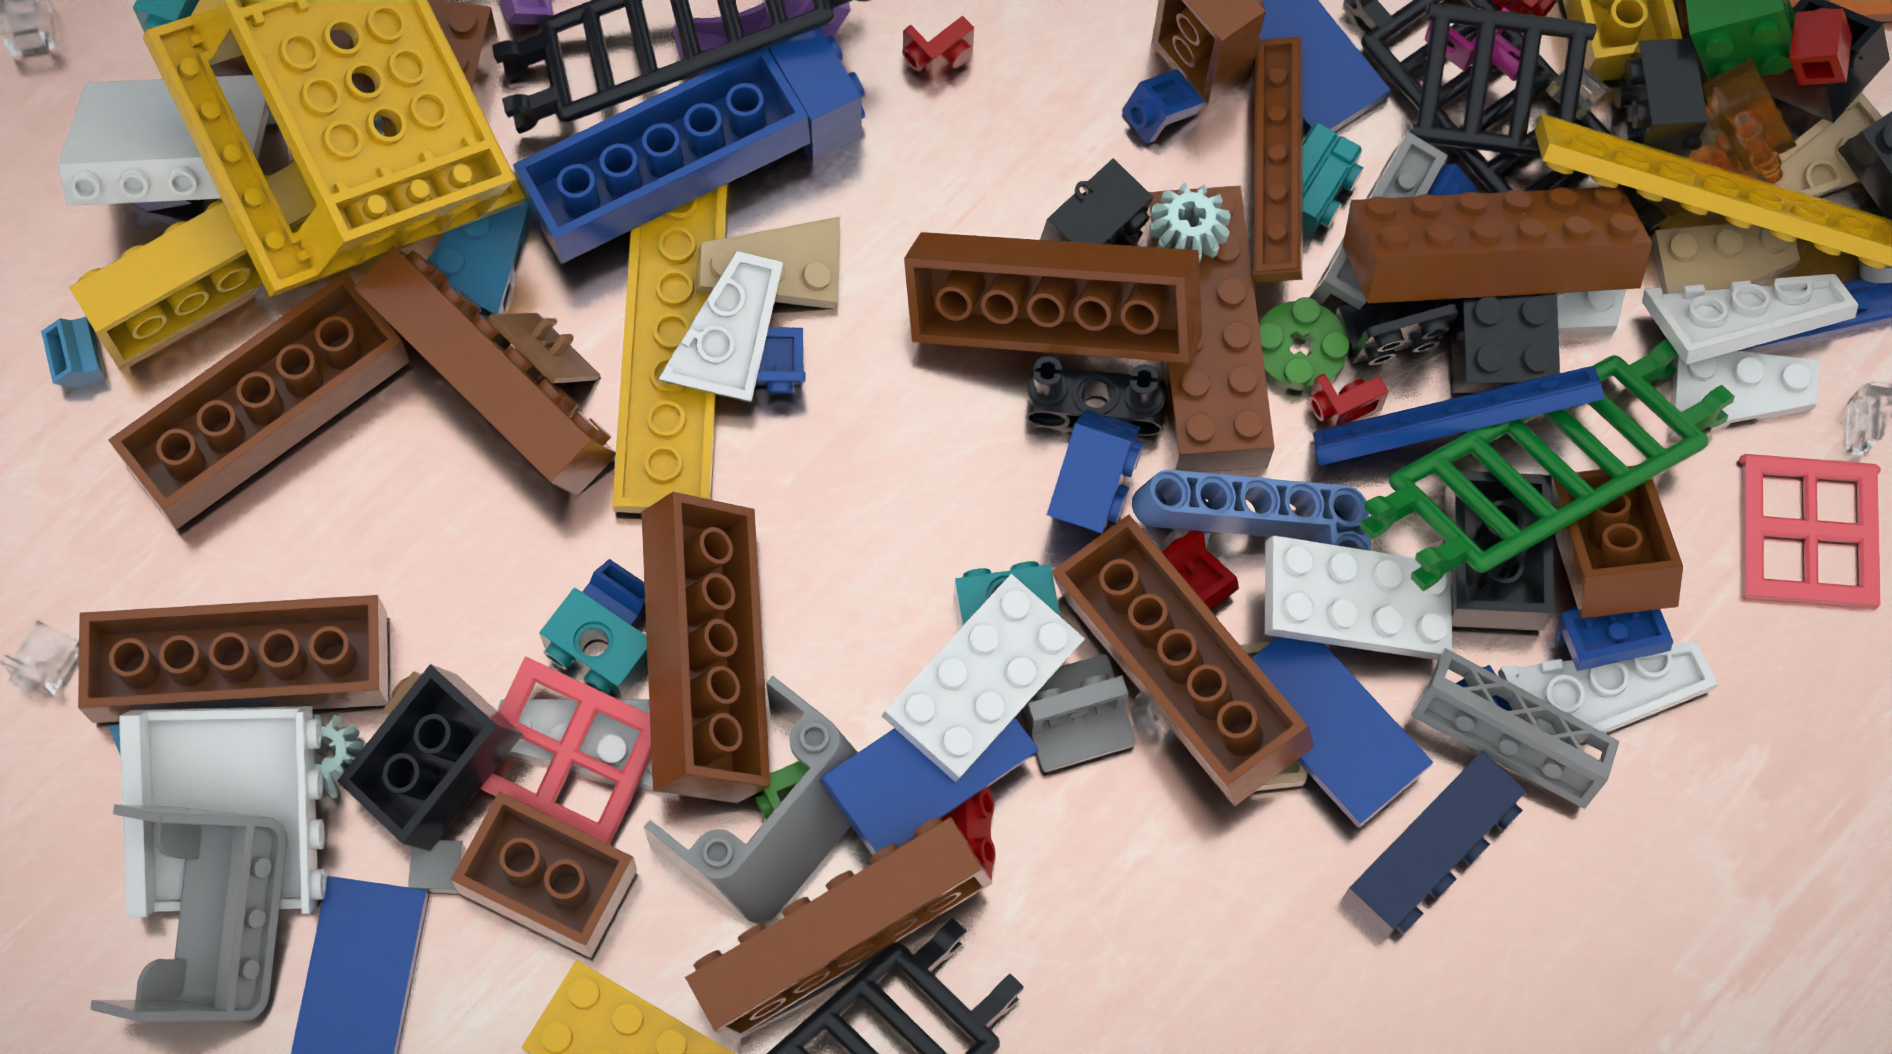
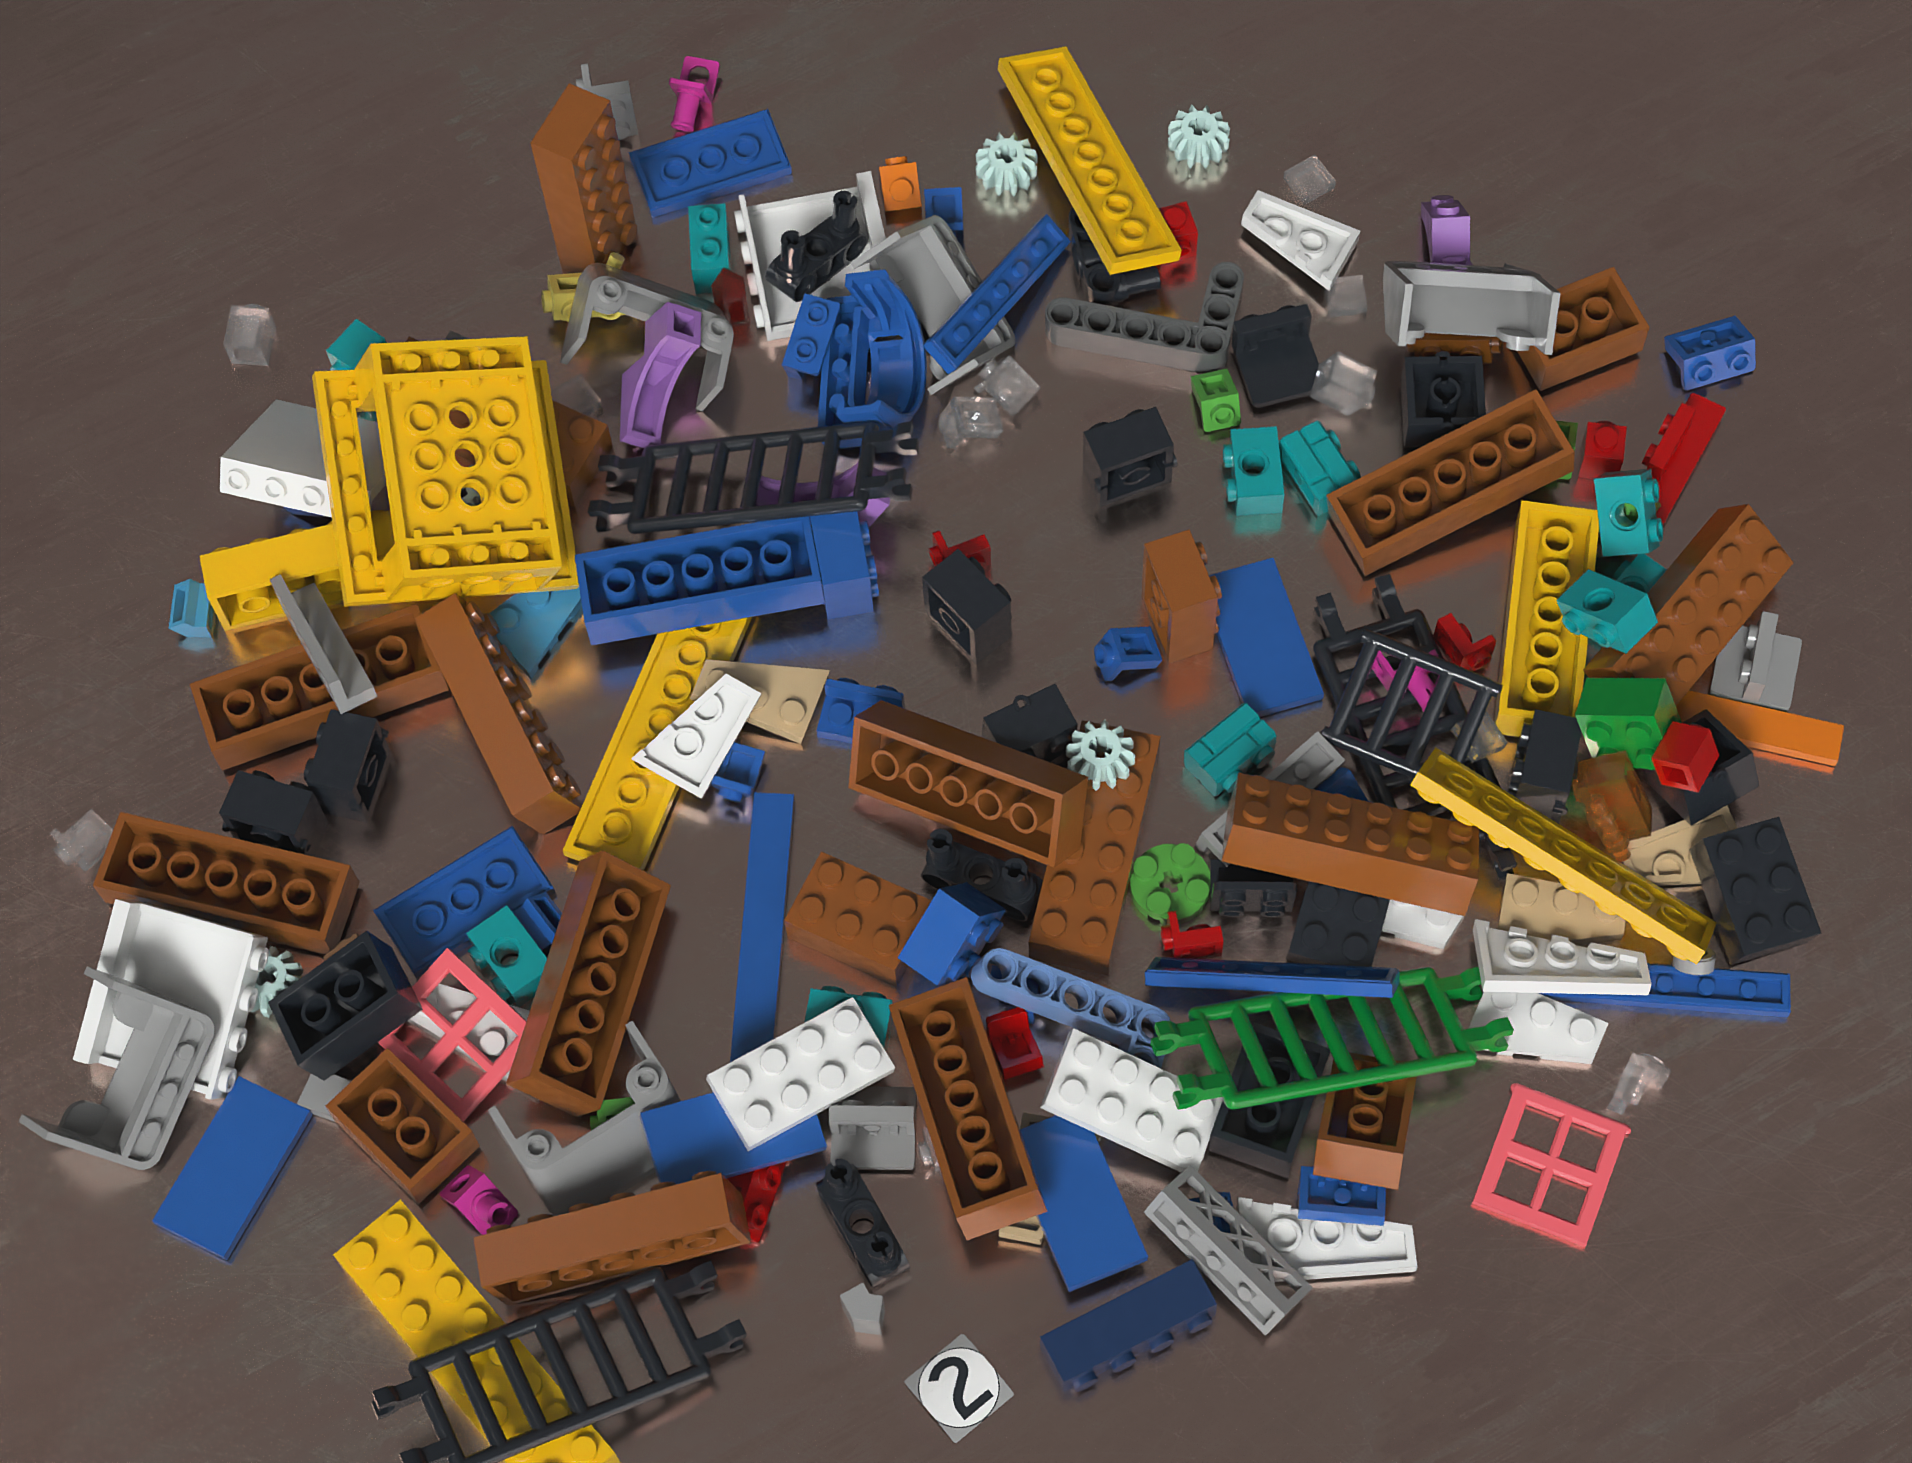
camera: 25 degrees right, 5 degrees down
(256, 349) = (325, 645): none -> light grey fence
(262, 561) = (273, 813): none -> black brick
(328, 480) = (348, 764): none -> black brick
(512, 596) = (460, 897): none -> blue tile
(544, 346) = (553, 708): medium nougat piece -> none
(663, 933) = (479, 1200): none -> dark pink bracket
(869, 528) = (763, 922): none -> blue tile
(878, 251) = (847, 699): none -> blue bracket
(973, 100) = (967, 605): none -> black brick
(976, 485) = (855, 917): none -> dark orange brick
(1076, 798) = (850, 1199): none -> black piece
(1142, 919) = (864, 1310): none -> light grey piece
(1271, 970) = (959, 1388): none -> sticker
(1278, 160) = (1200, 724): dark orange tile -> none

